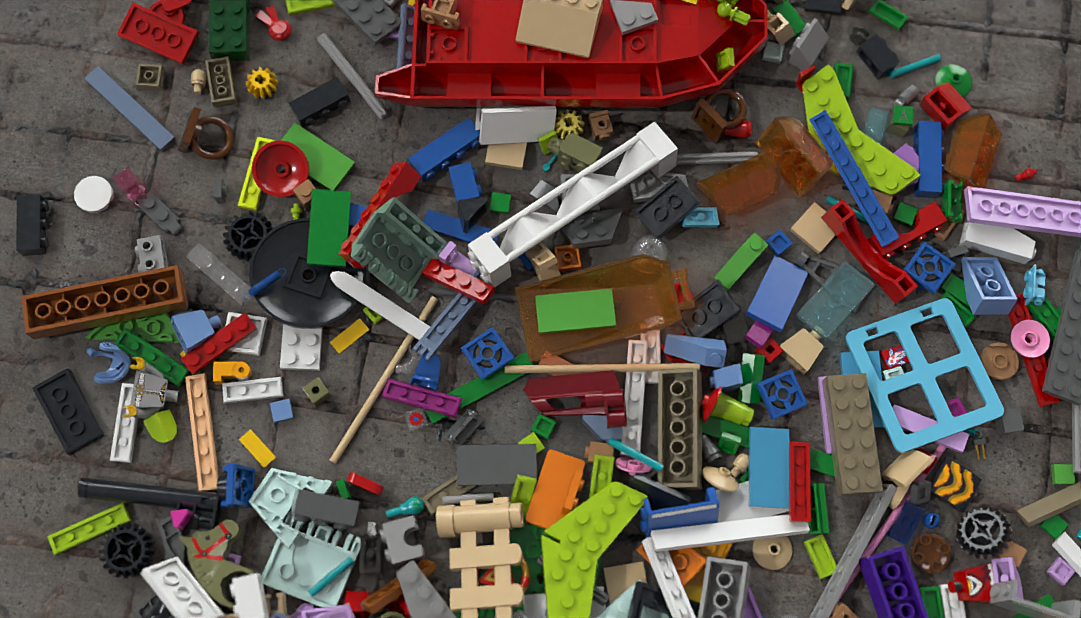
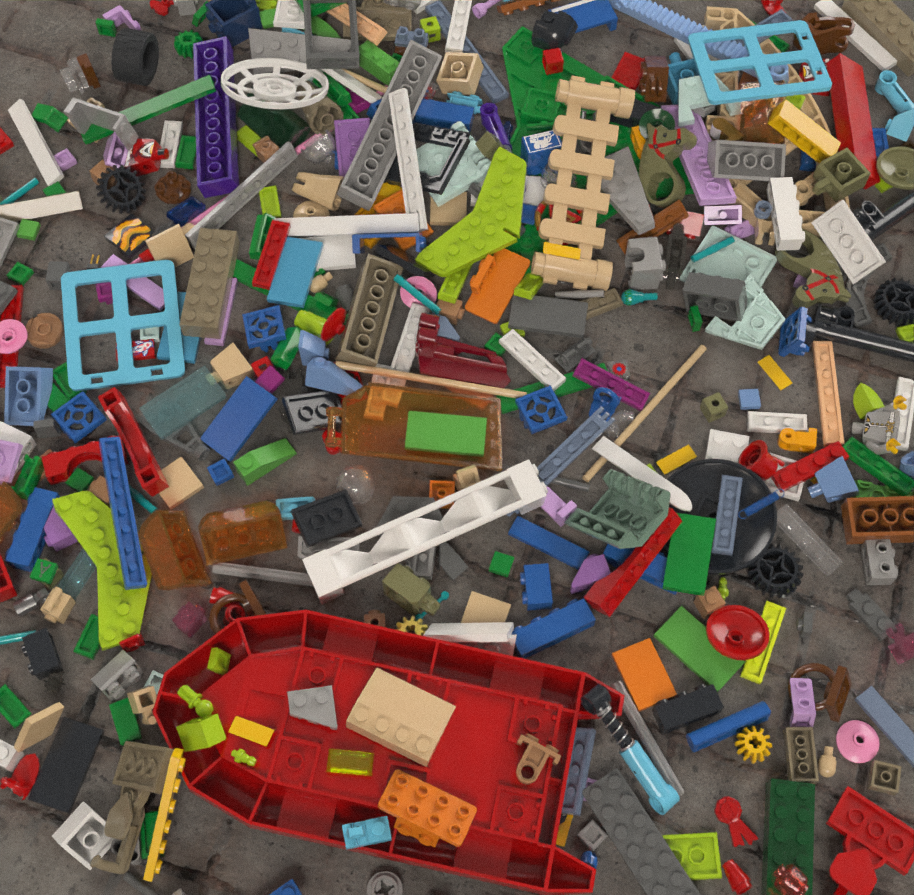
camera: 165 degrees left, 10 degrees down
(175, 112) = (850, 748): none -> bright pink dish
(181, 518) = (849, 309): dark pink slope -> none
(221, 123) = (802, 702): none -> lavender bracket
(269, 335) = (759, 460): none -> red hat
(283, 94) = (728, 726): none -> blue brick
(296, 271) = (727, 515): none -> sand blue tile
(360, 128) = (643, 674): none -> orange tile
(365, 50) = (661, 795): none -> piece
(365, 483) = (674, 321): red beam -> none
(419, 201) = (591, 570): none -> medium lavender slope
(459, 281) = (559, 481): red plate -> none
(471, 211) = (537, 552): black slope -> none
(494, 529) = (560, 250): none -> yellow sticker
(505, 410) = (532, 360): none -> white tile
(536, 582) = (528, 214): none -> blue plate
(544, 141) = (440, 617): lime tile -> none
(720, 478) = (343, 267): tan dish -> none
(726, 109) = (232, 612): none -> red cone
(763, 105) = (190, 619): none -> clear pink brick
(772, 579) = (320, 189): none -> tan piece
(881, 95) = (57, 606): none -> tan brick
(927, 518) = (162, 216): blue hinge -> none
(1049, 421) = (20, 274): none -> green tile

